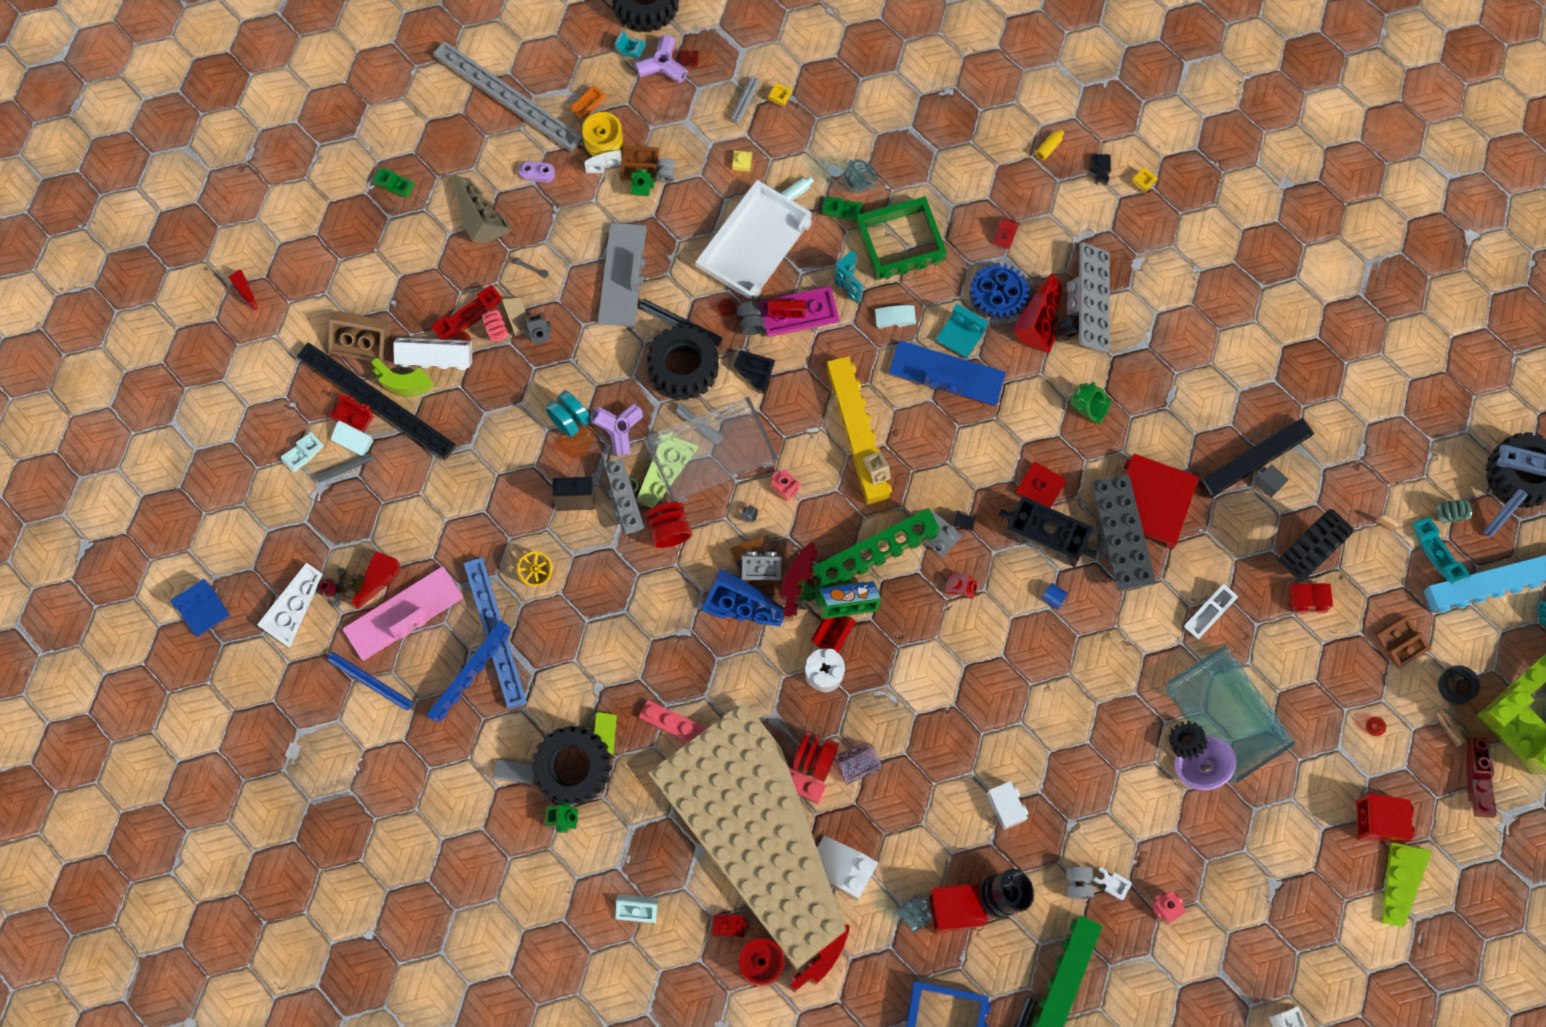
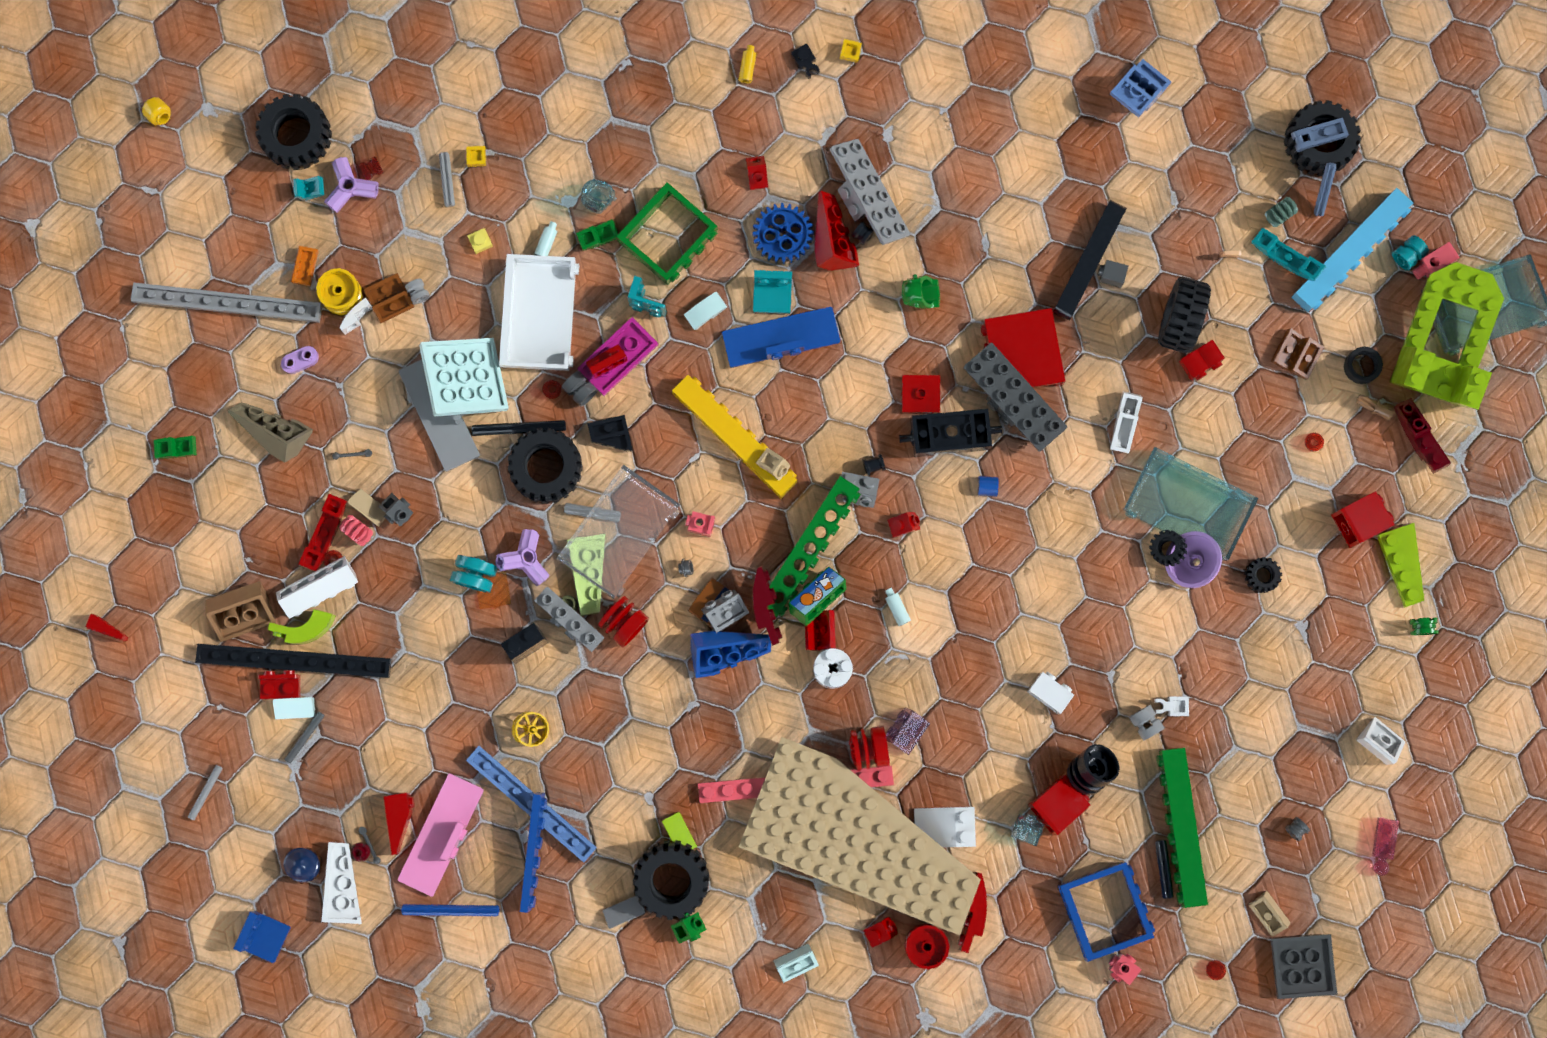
camera: 30 degrees left, 10 degrees up
(235, 464) = (205, 792): none -> light grey bar
(273, 569) = (302, 865): none -> dark blue hair
(303, 452) = (258, 746): light aqua slope -> none
(352, 585) = (383, 839): dark brown plate -> none
(642, 183) = (404, 317): green brick -> none
(660, 253) = (463, 376): none -> light aqua plate
(913, 652) = (897, 607): none -> light aqua cylinder
(1175, 908) = (1235, 701): coral brick -> none
(1271, 807) = (1268, 564): none -> black tyre
(1382, 340) = (1140, 88): none -> medium blue bracket
(1390, 949) = (1424, 626): none -> green wheel

